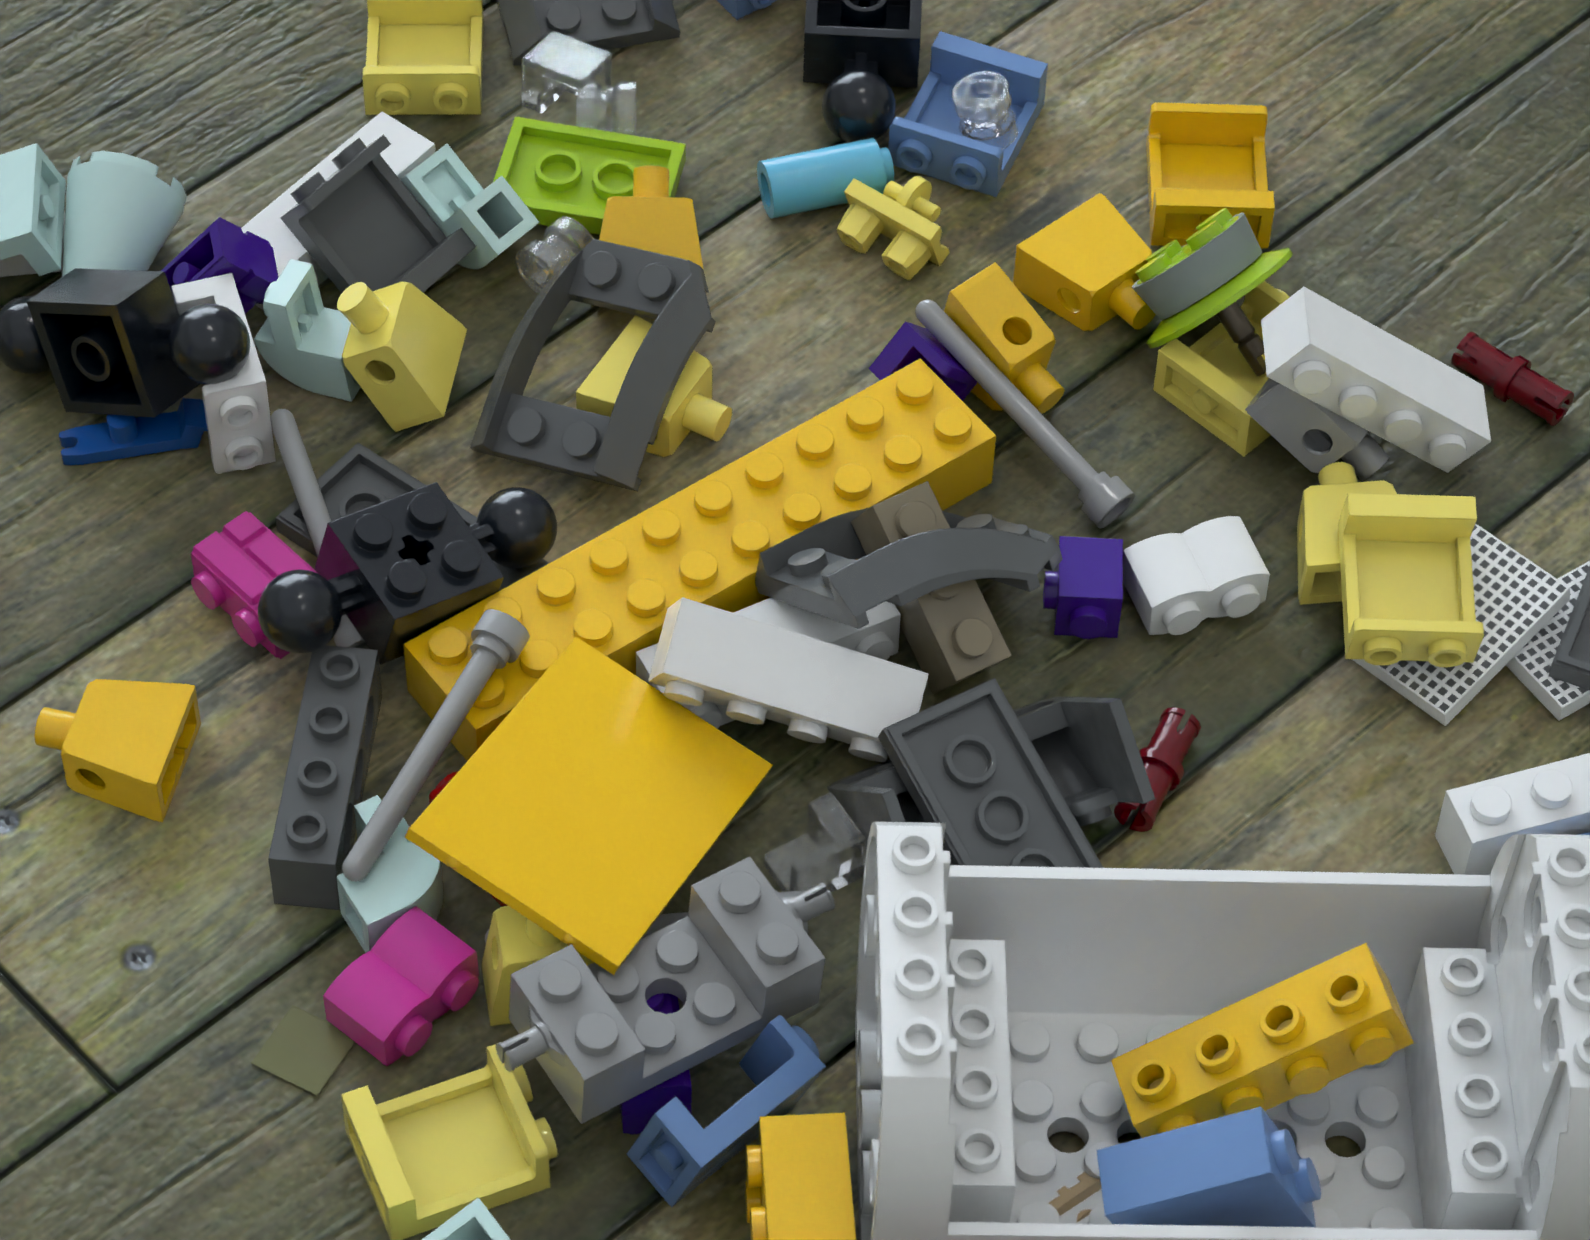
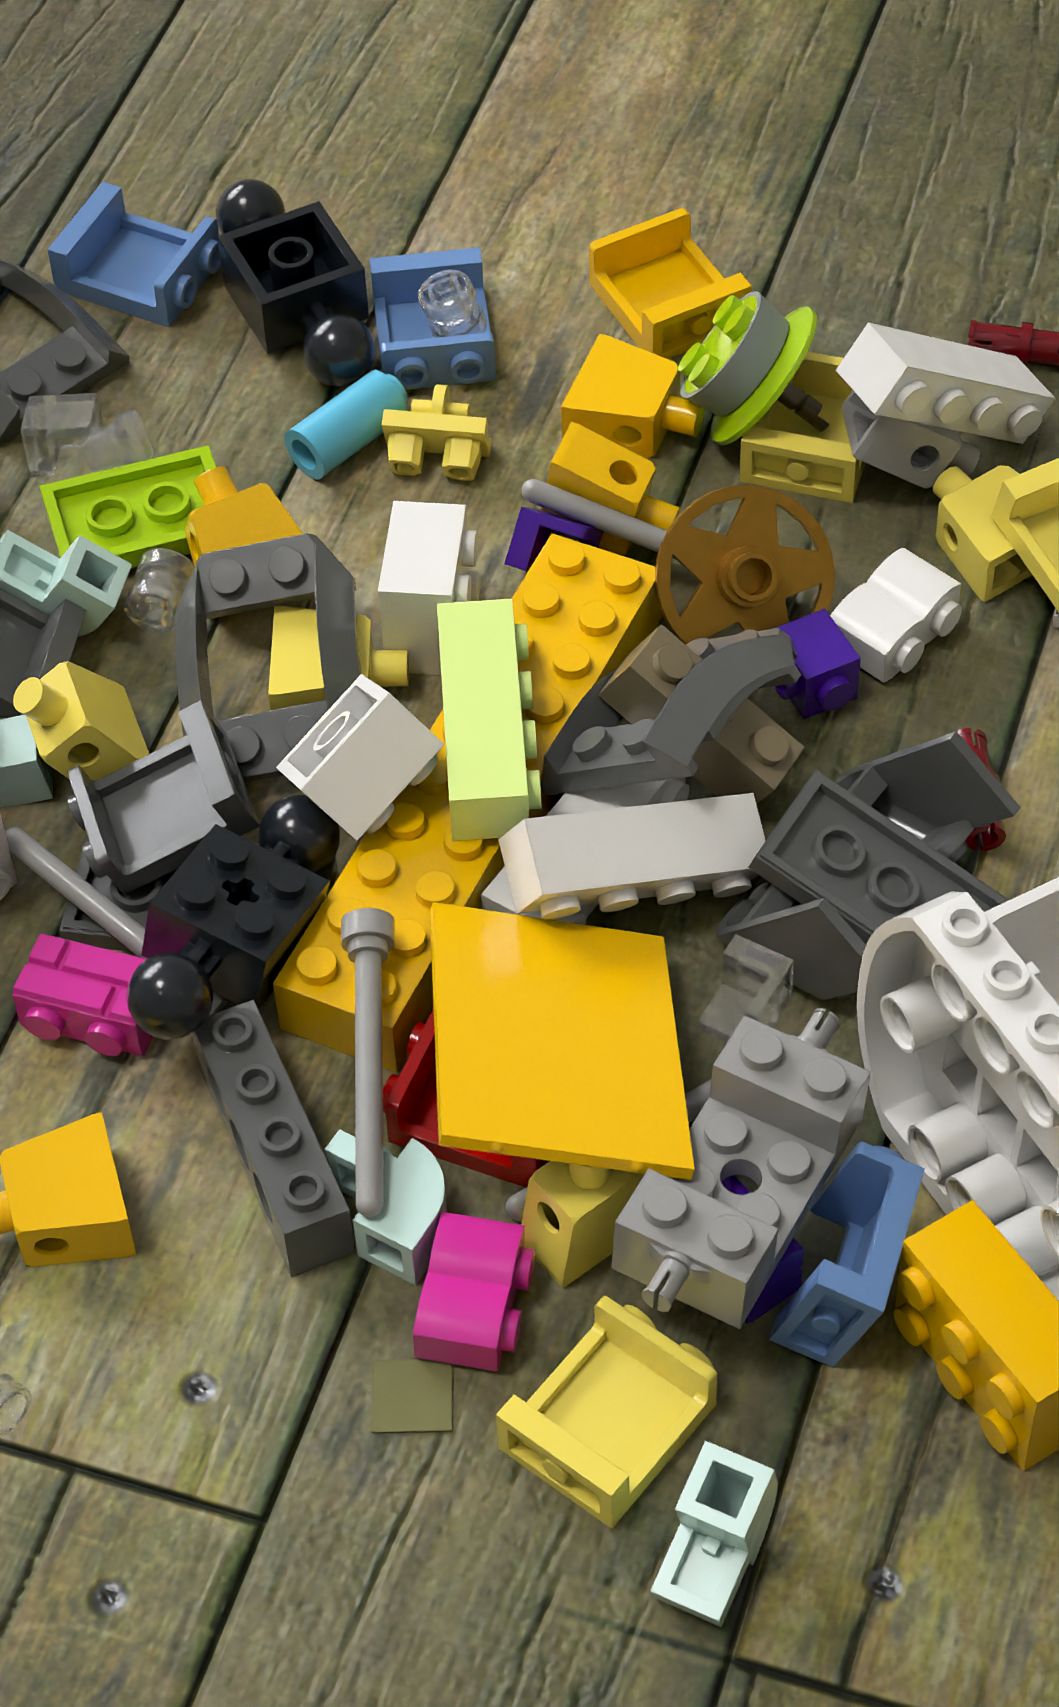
camera: 25 degrees left, 0 degrees up
(411, 443) = (162, 805): none -> panel
(597, 482) = (362, 757): none -> white brick
(726, 494) = (484, 718): none -> yellowish green brick
(779, 356) = (422, 566): none -> white brick
(1072, 471) = (746, 570): none -> pearl gold wheel

